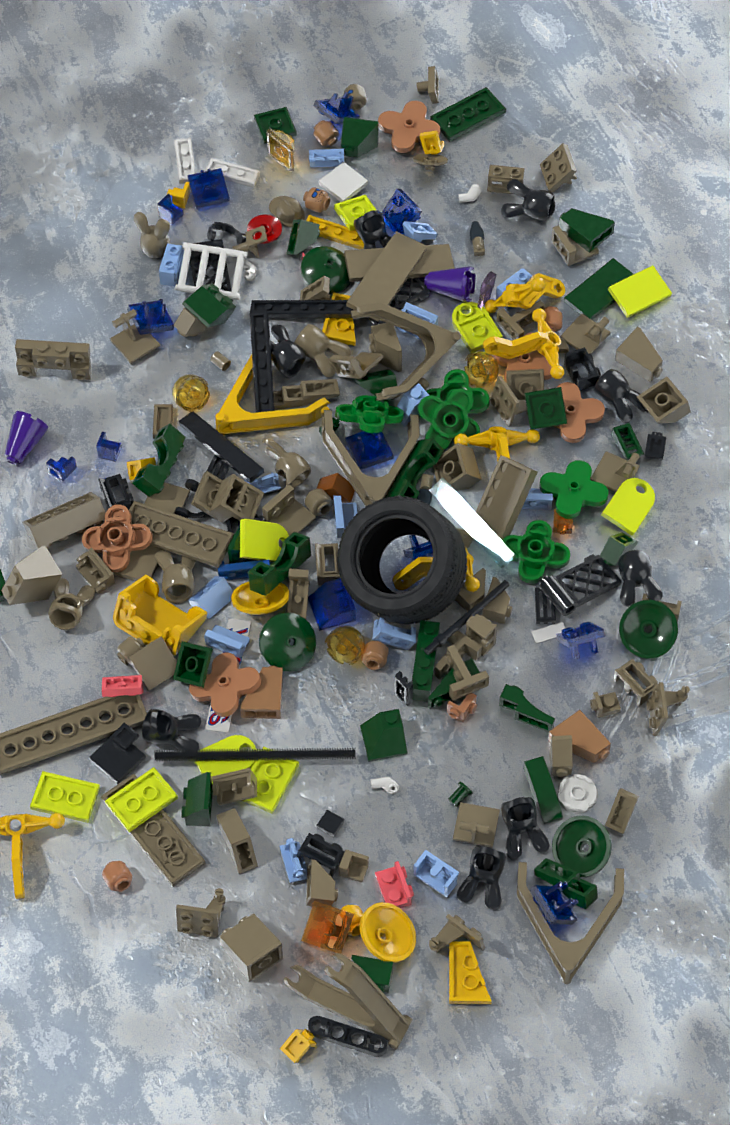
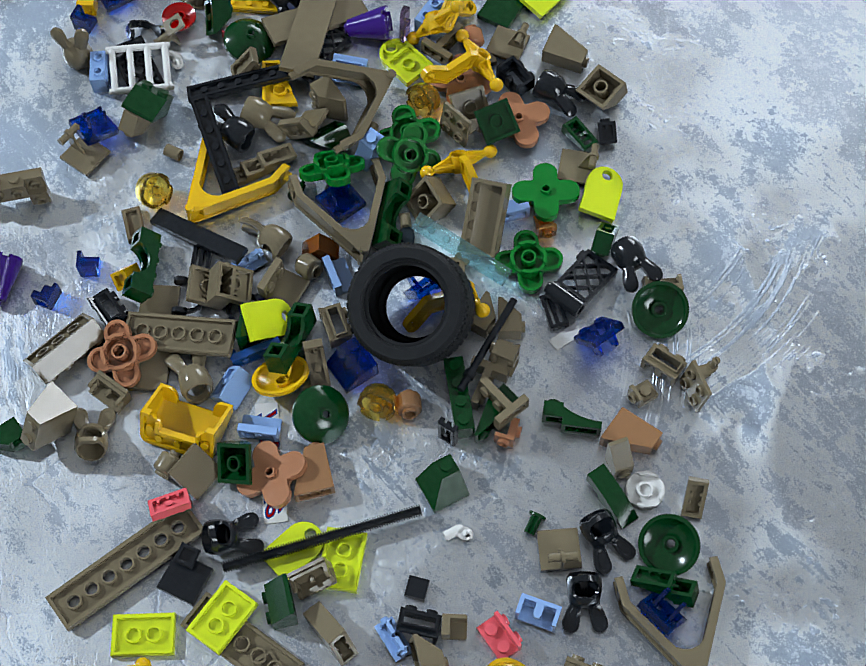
camera: 15 degrees left, 5 degrees up
(394, 635) = (421, 379): light blue hinge -> none

